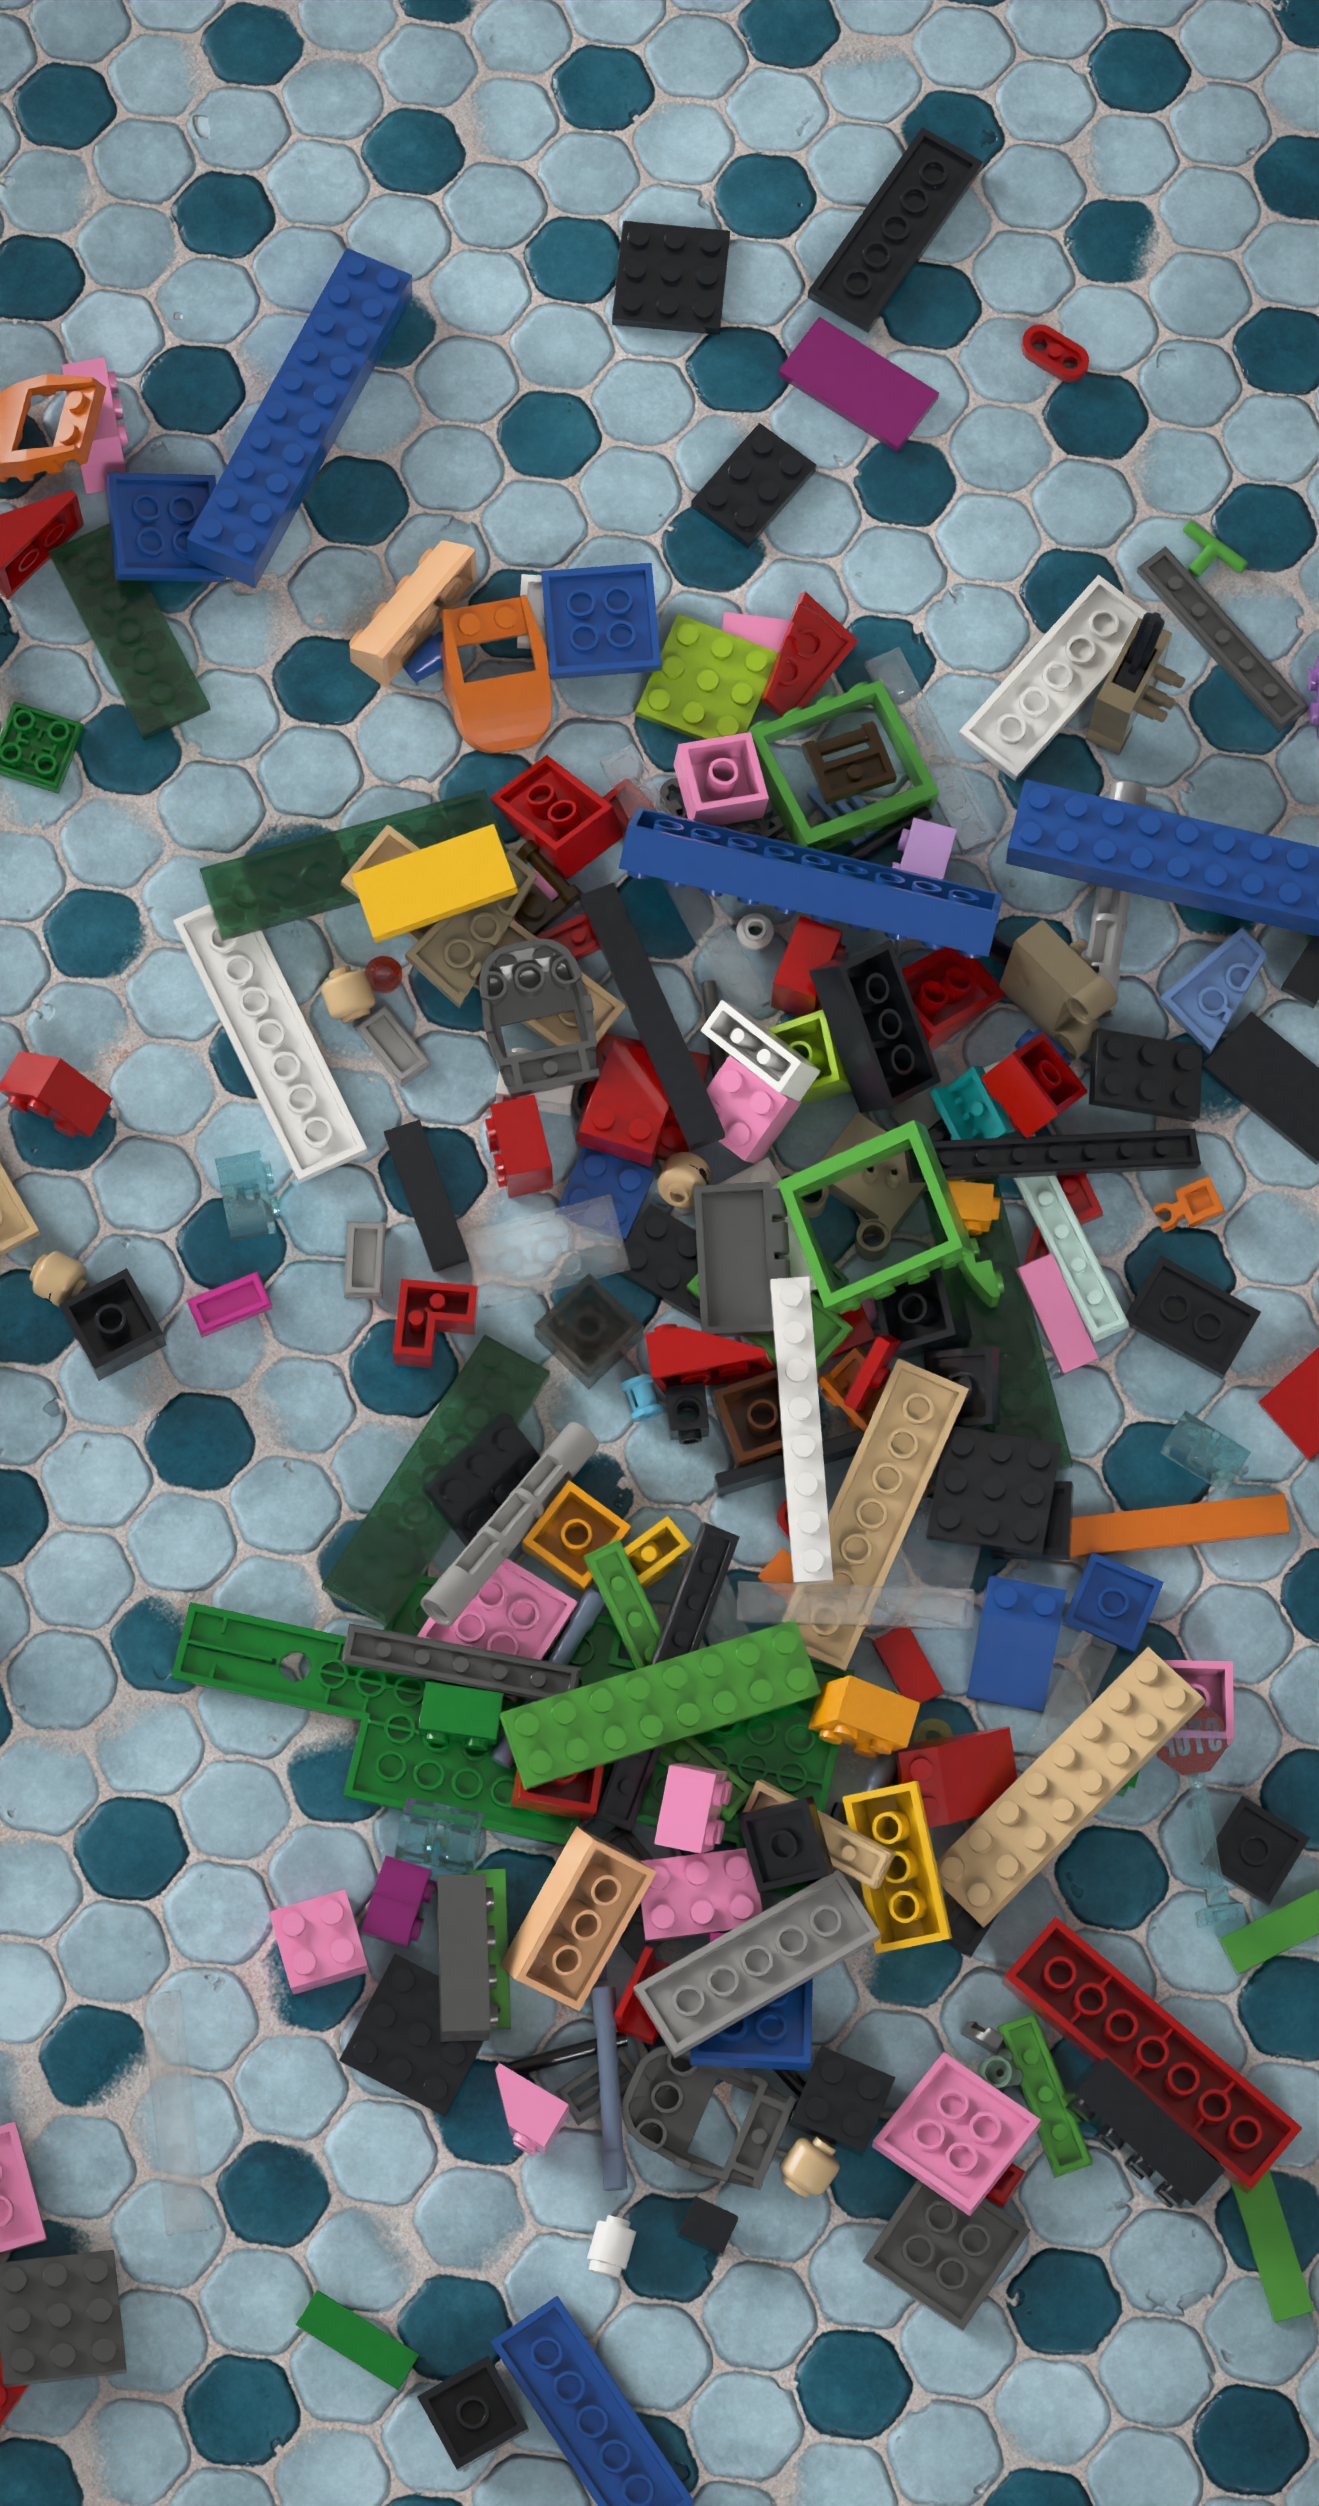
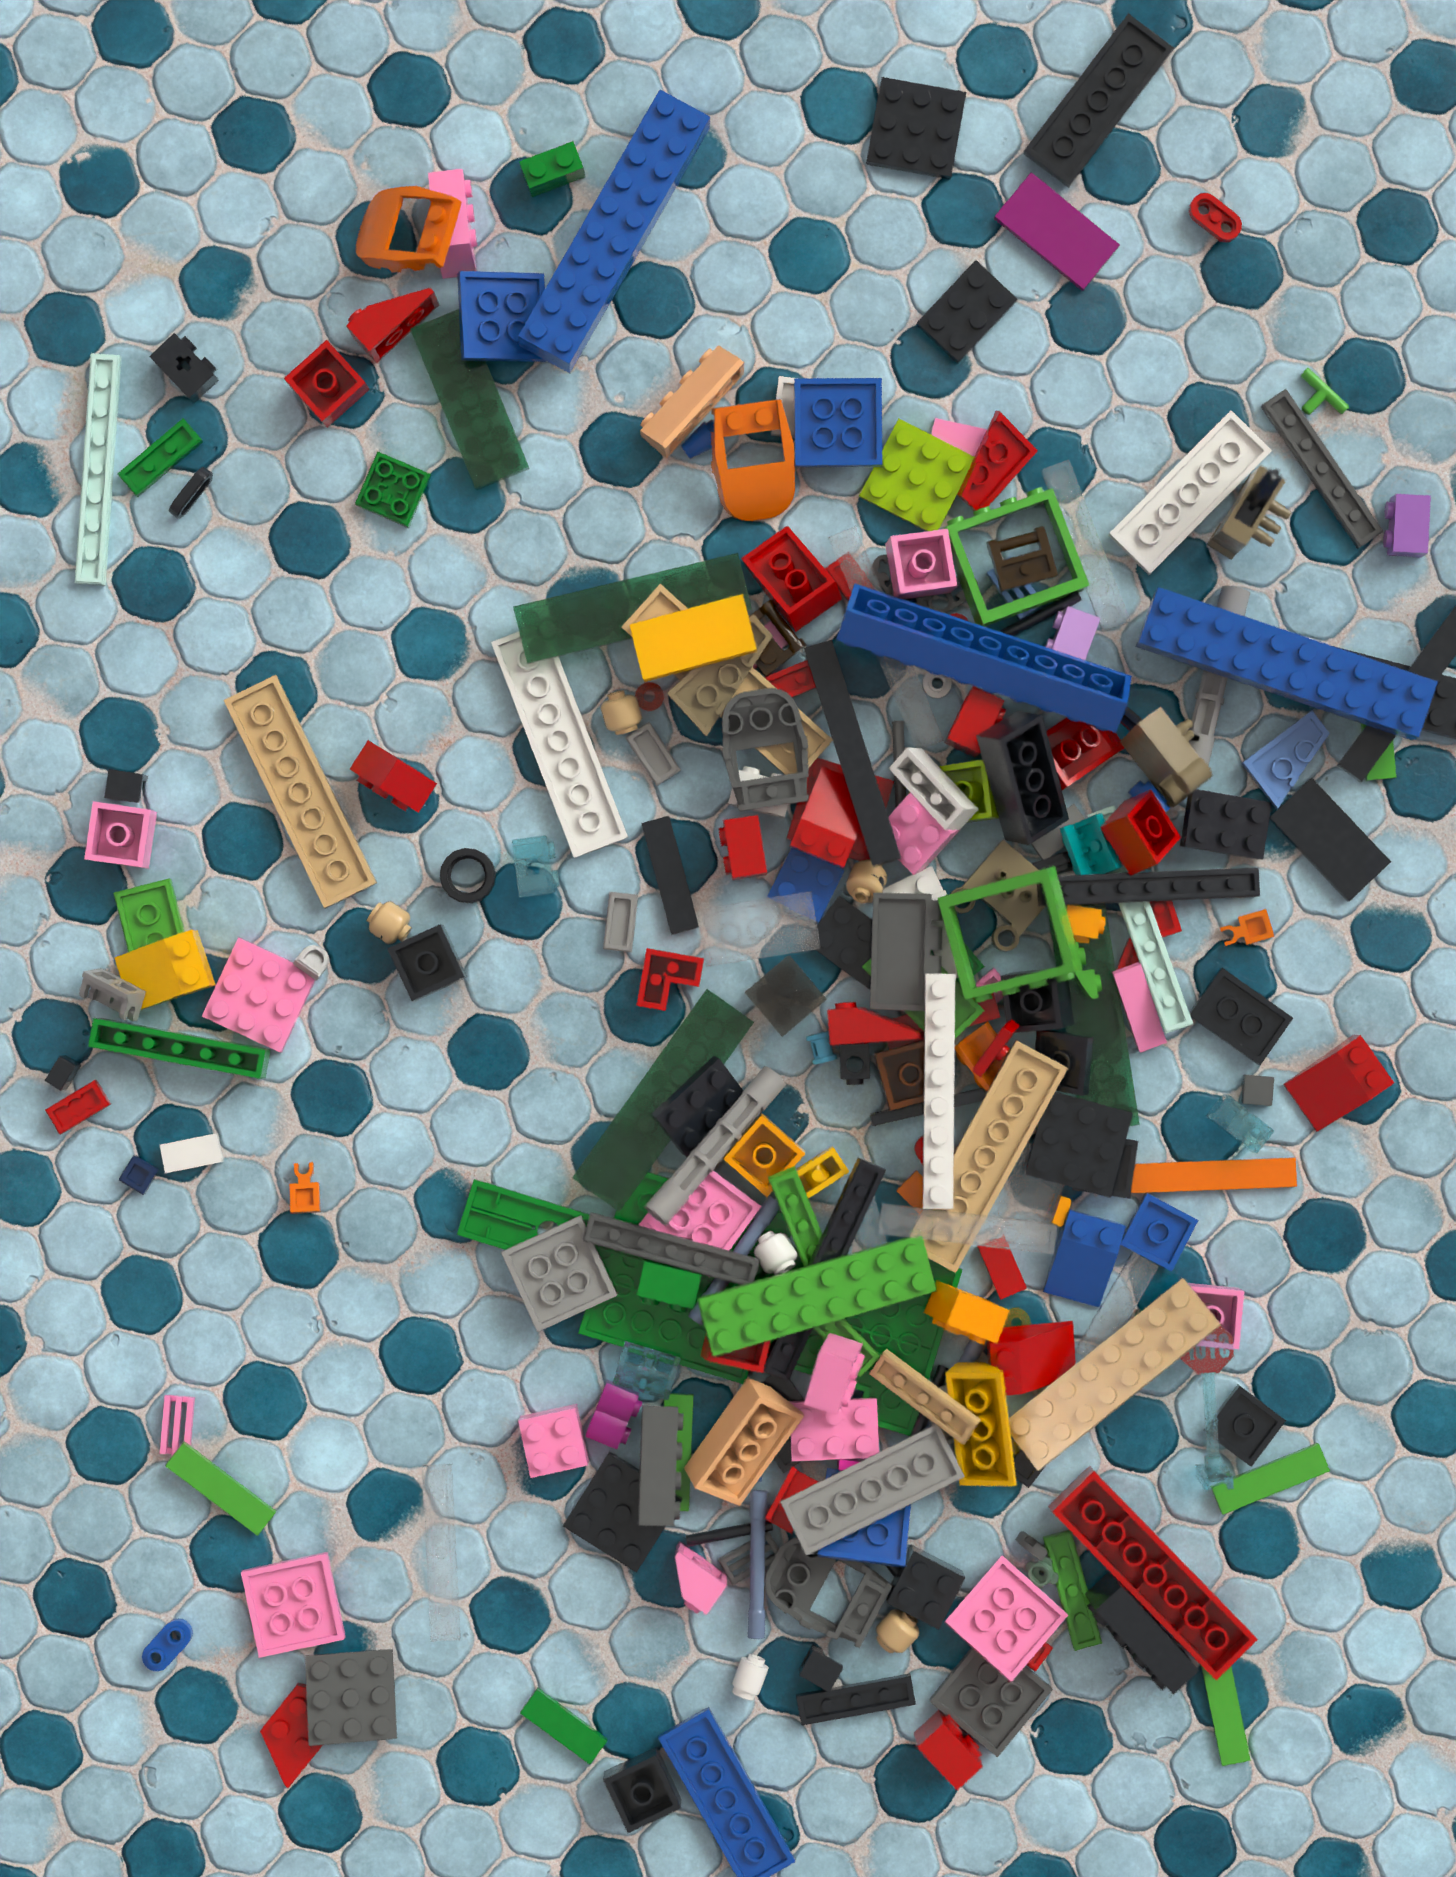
camera: 10 degrees right, 15 degrees up
(151, 1186) = (455, 857): none -> black tyre
(217, 352) = (552, 169): none -> green brick
(229, 1304) = (516, 949): dark pink tile -> none
(312, 1713) = (558, 1273): none -> light grey plate
(600, 1658) = (775, 1253): none -> white head
(760, 2268) = (855, 1699): none -> black plate
(785, 1844) = (900, 1404): black plate -> none
(894, 2318) = (948, 1749): none -> red brick
(980, 1581) = (1061, 1210): none -> light orange tile
(1225, 1410) = (1257, 1090): none -> dark grey tile

